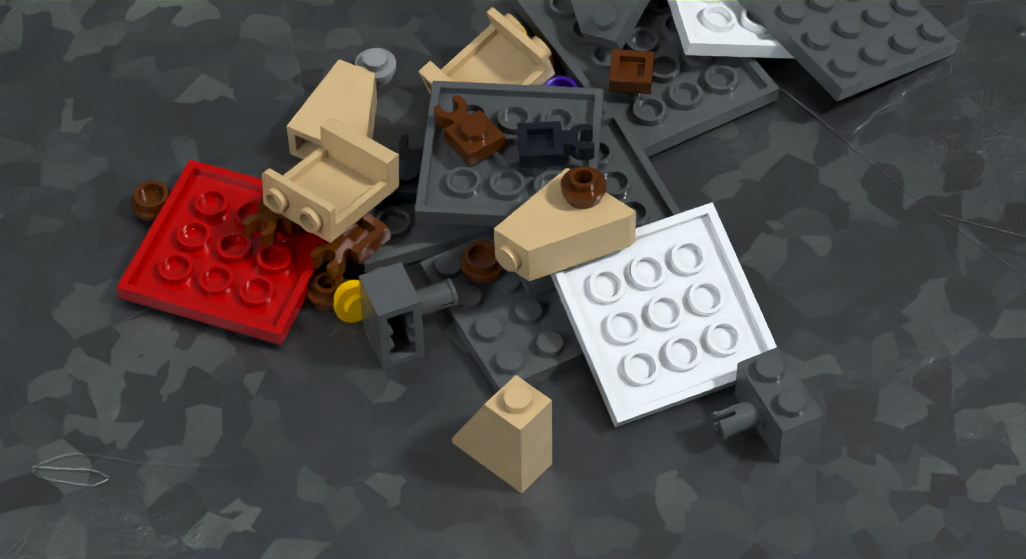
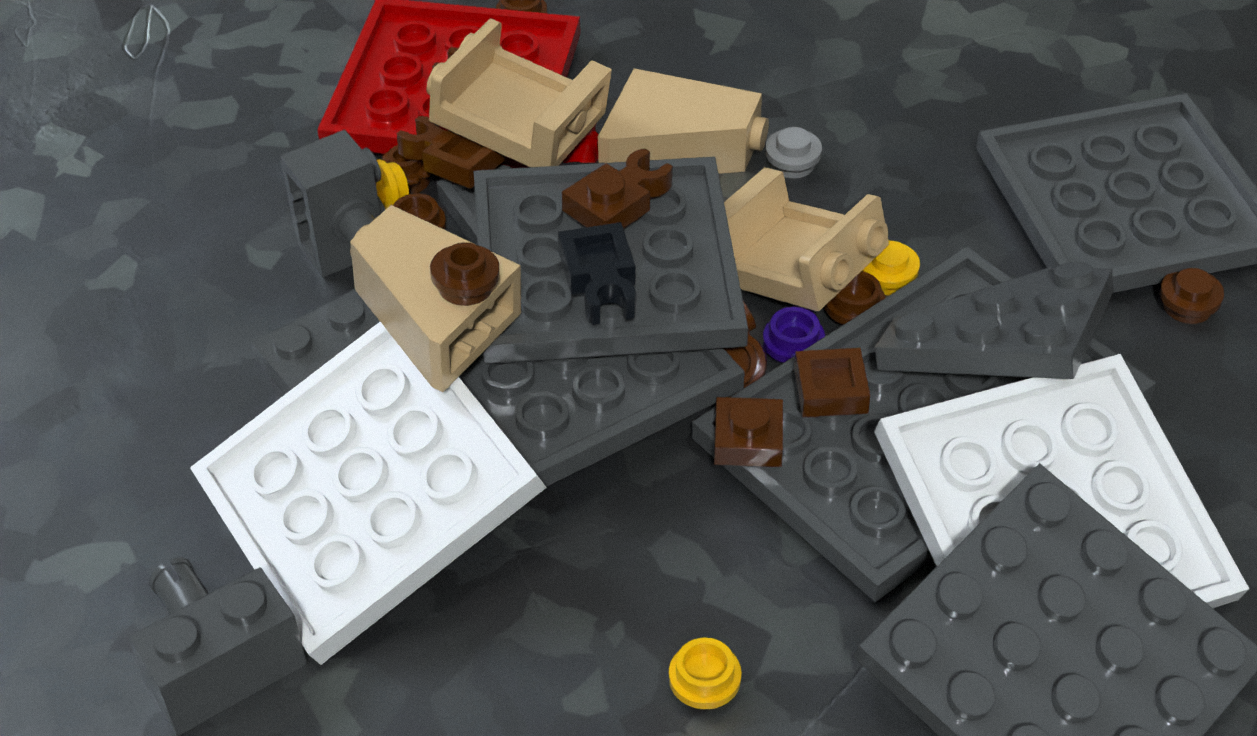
camera: 80 degrees right, 5 degrees down
(511, 434) = (140, 338): tan slope -> none
(657, 121) = (749, 432): none -> reddish brown plate
(820, 180) = (705, 674): none -> yellow plate

